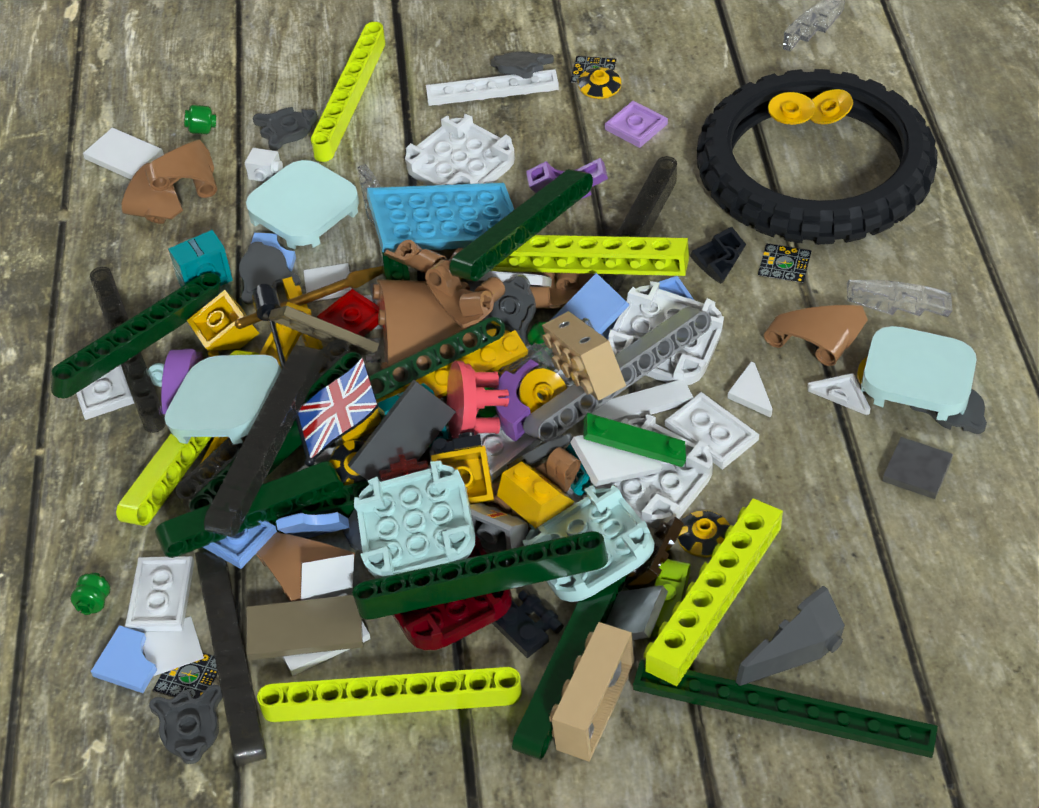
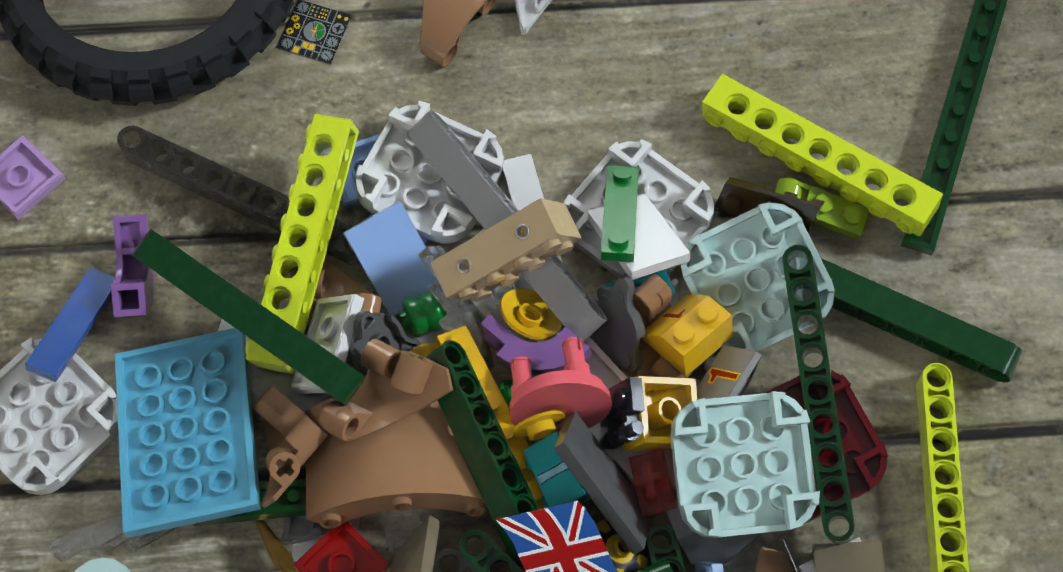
camera: 90 degrees left, 20 degrees up
(441, 388) = (539, 425): none -> yellow piece
(516, 152) = (71, 326): none -> blue tile
(522, 630) = (859, 359): black plate -> none
(592, 691) = (955, 285): tan piece -> none
(637, 610) = (851, 238): flat silver tile -> none
(702, 541) = (715, 173): dish -> none
(715, 426) = (577, 141): white tile -> none
(719, 254) = (294, 99): black slope -> none
(751, 391) = (523, 93): white tile -> none
(797, 642) = (883, 77): dark grey wedge -> none

